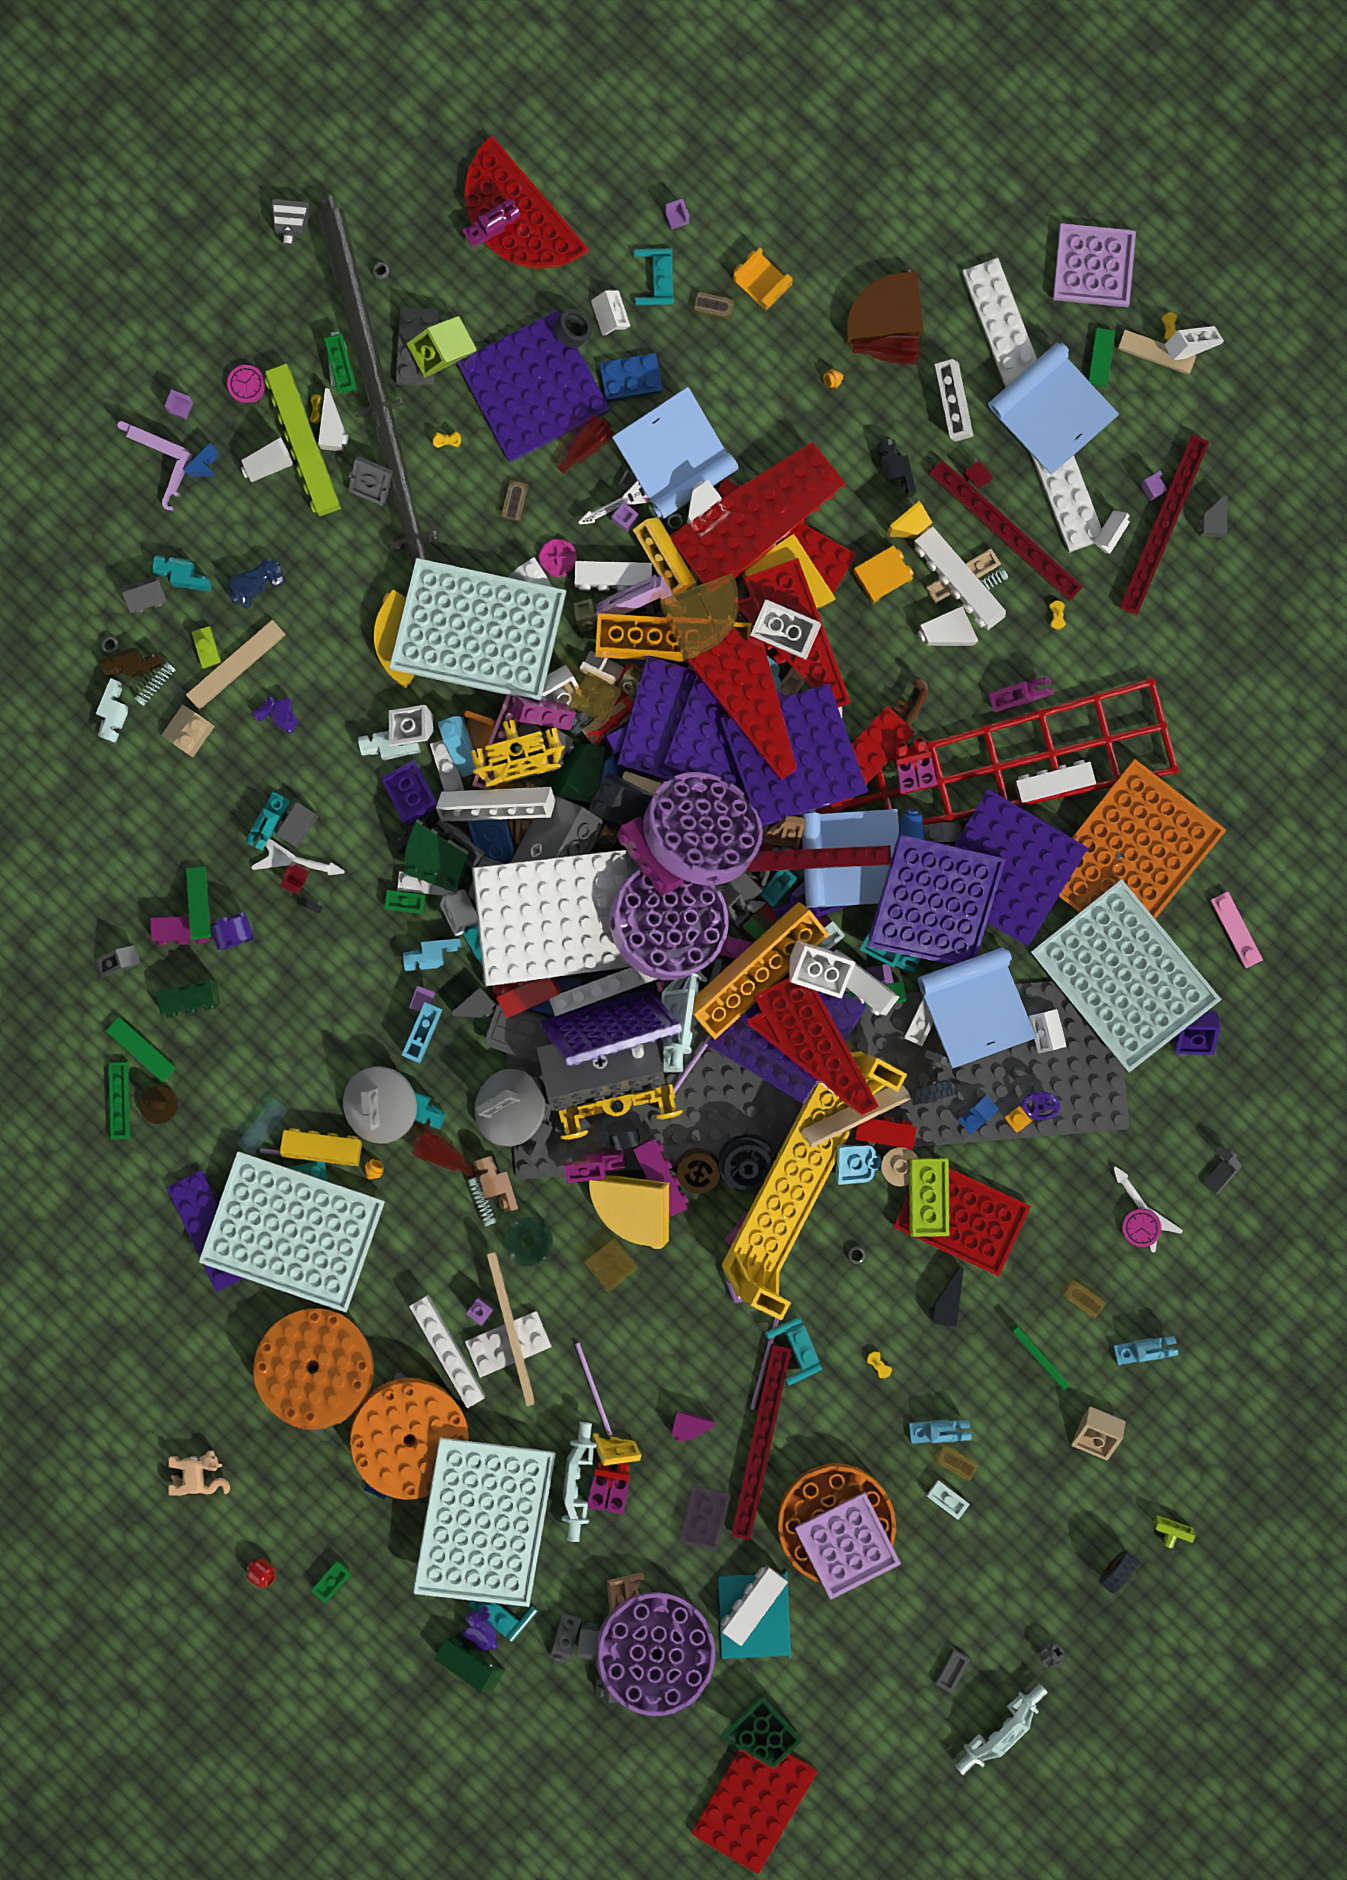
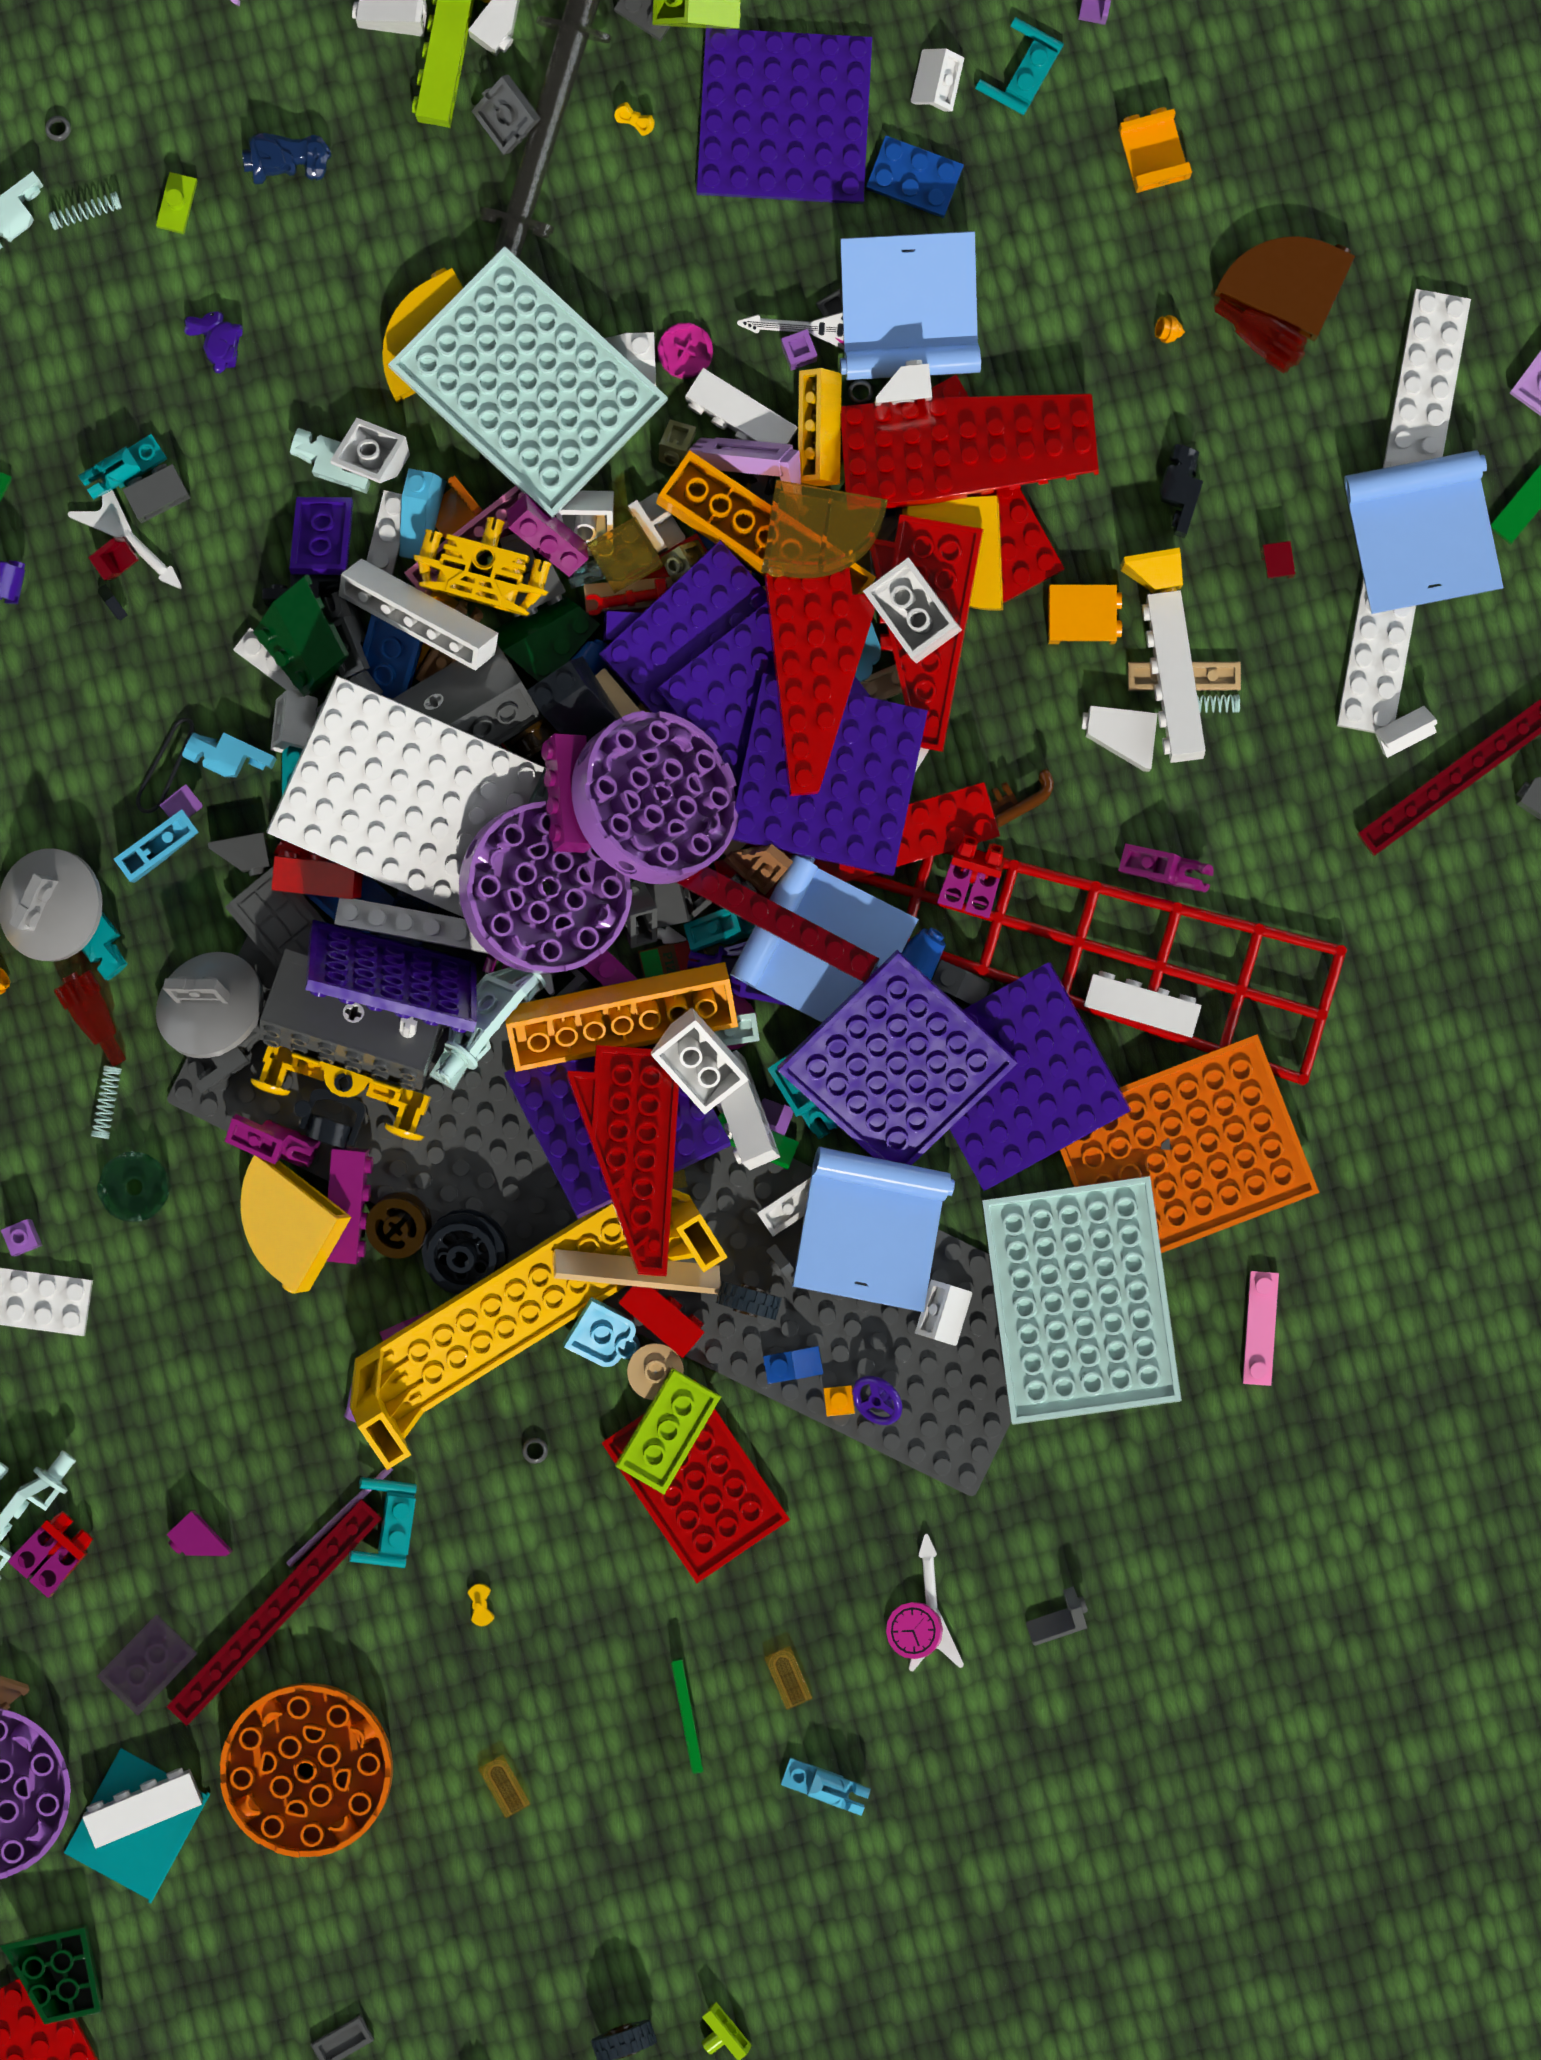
camera: 30 degrees right, 0 degrees up
(131, 663) = (70, 167): dark brown plate -> none
(144, 594) = (138, 91): dark grey brick -> none
(180, 573) = (199, 91): teal plate -> none
(187, 730) = (90, 294): tan slope -> none
(235, 664) = (200, 246): tan tile -> none
(391, 983) = (156, 762): none -> black piece
(405, 902) = (234, 670): green plate -> none
(495, 1184) = (134, 1090): medium nougat plate -> none
(511, 1329) = (46, 1282): tan tile -> none
(515, 500) = (674, 246): tile -> none
(565, 335) = (892, 66): black tyre -> none
(587, 442) = (809, 226): clear red piece -> none
(593, 1388) = (105, 1419): lavender axle -> none
(611, 1265) = (220, 1278): clear yellow plate -> none
(616, 1450) = (87, 1513): yellow wing -> none
(691, 1064) = (468, 1088): lavender axle -> none
(714, 305) = (1074, 148): tile -> none
(847, 1545) = (302, 1802): lavender plate -> none
(939, 1431) = (504, 1732): medium azure plate -> none
(947, 1303) = (611, 1579): black slope -> none
(947, 1499) = (464, 1824): light aqua plate -> none
(954, 400) = (1304, 446): white brick -> none
(1005, 530) = (1272, 650): dark red plate -> none
(1057, 608) = (1270, 805): yellow piece -> none
(1099, 1433) = (704, 1855): tan slope -> none
(1153, 486) = (1494, 705): medium lavender panel -> none
(1200, 1036) = (1131, 1432): dark purple slope -> none

